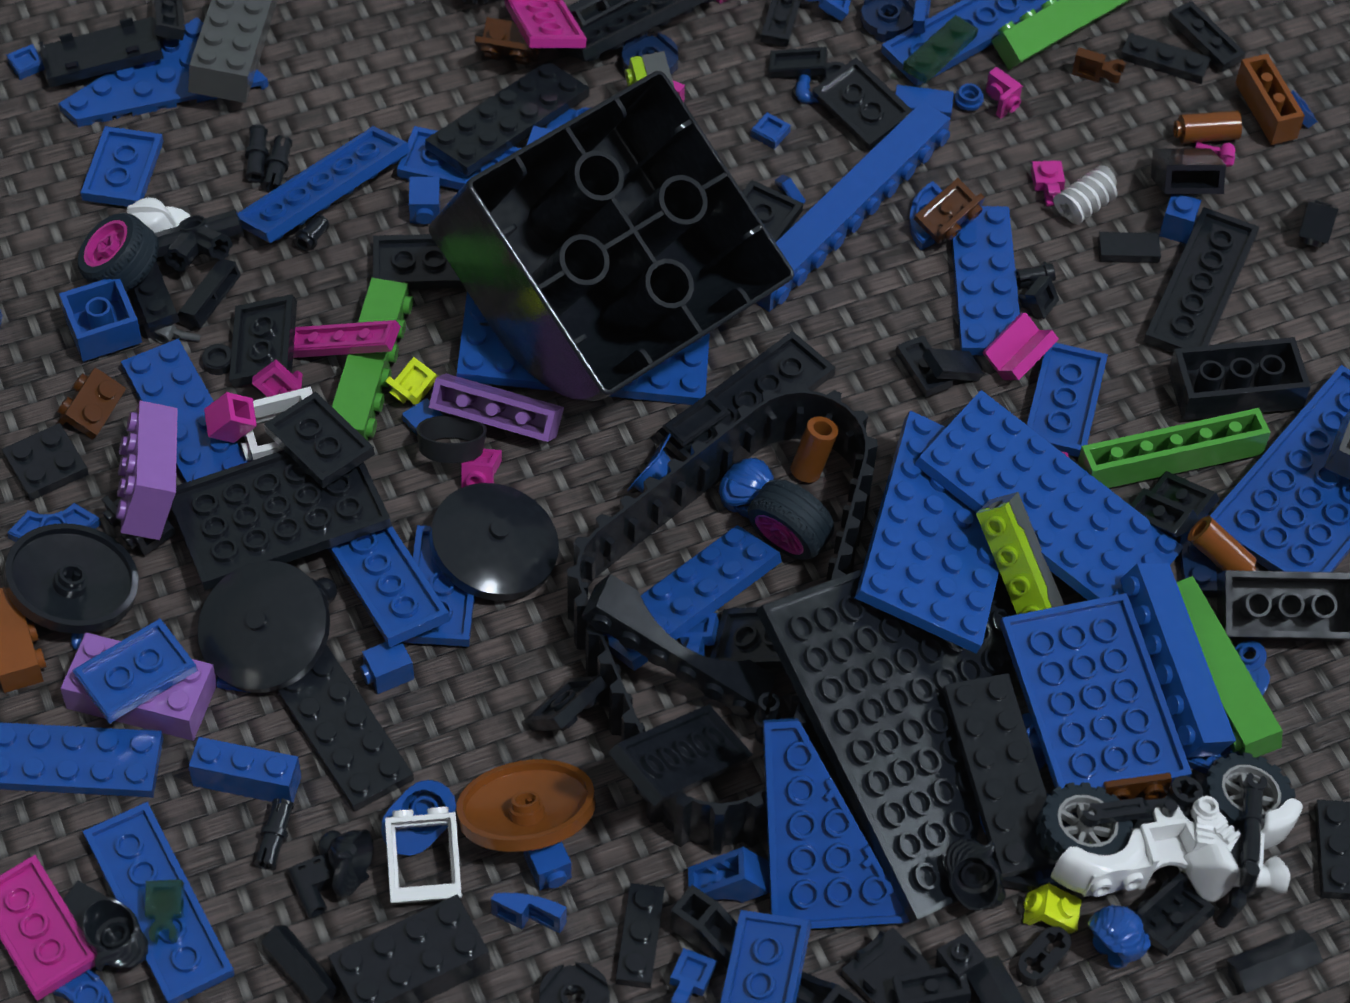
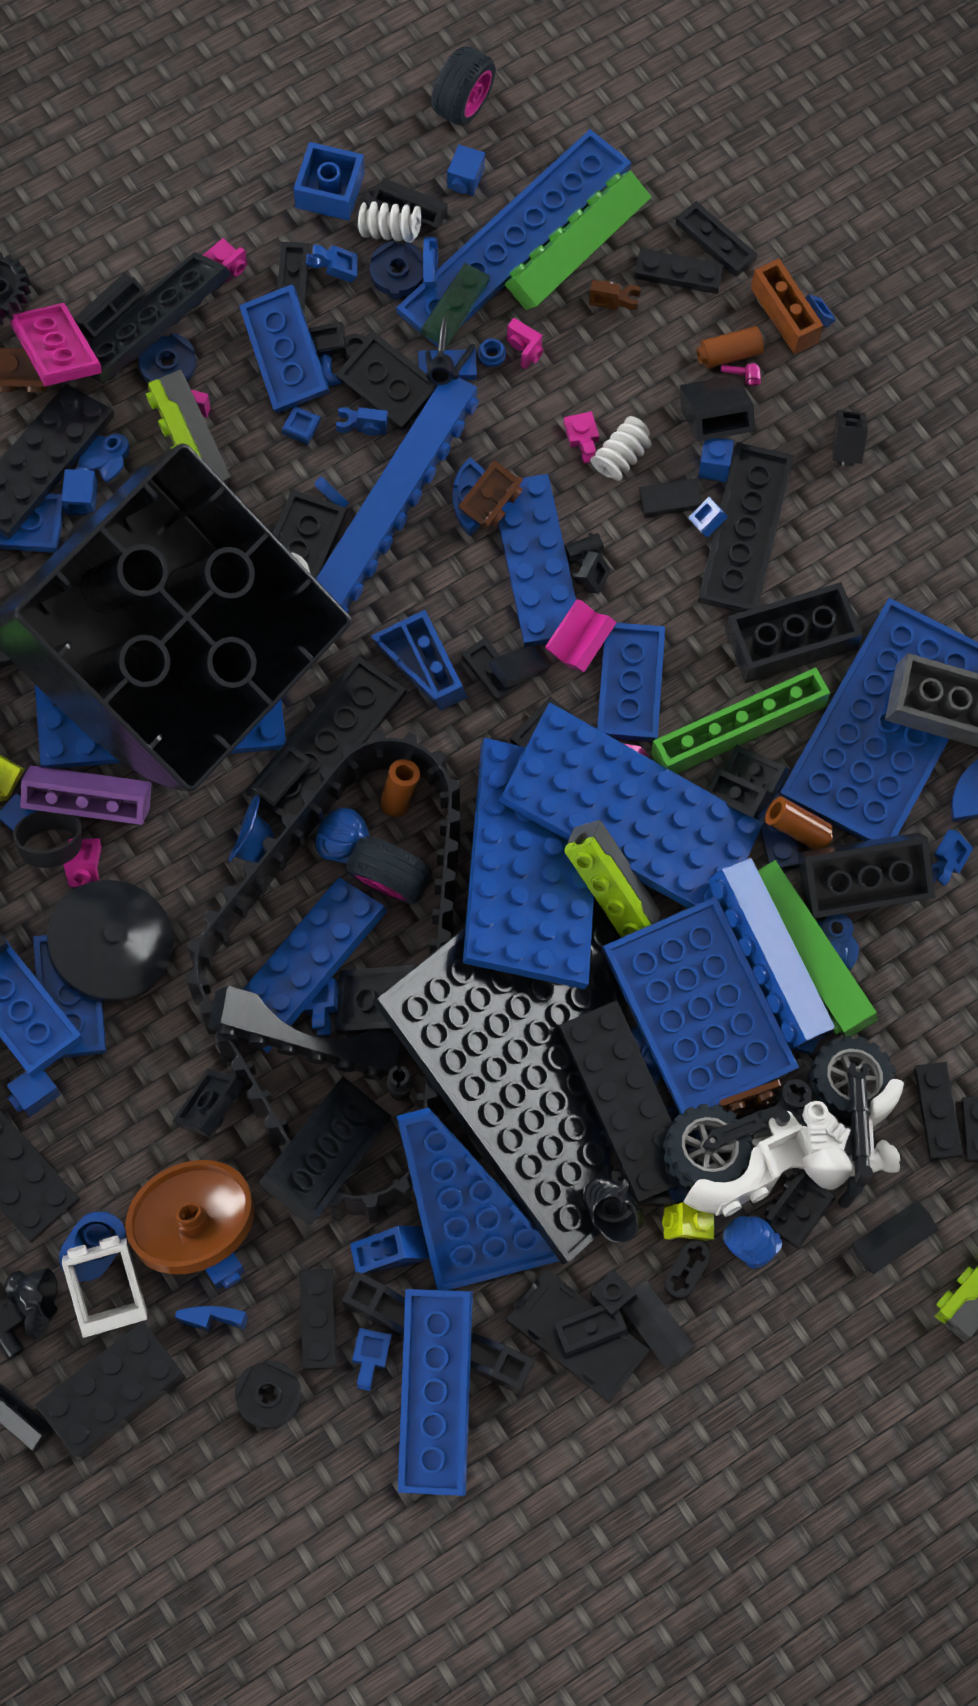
camera: 10 degrees left, 15 degrees up
(766, 60) = (284, 348): none -> blue plate
(837, 133) = (367, 420): none -> blue plate
(855, 342) = (422, 658): none -> blue wedge
(919, 93) = (441, 367): none -> black plant
(1165, 266) = (708, 517): none -> blue tile

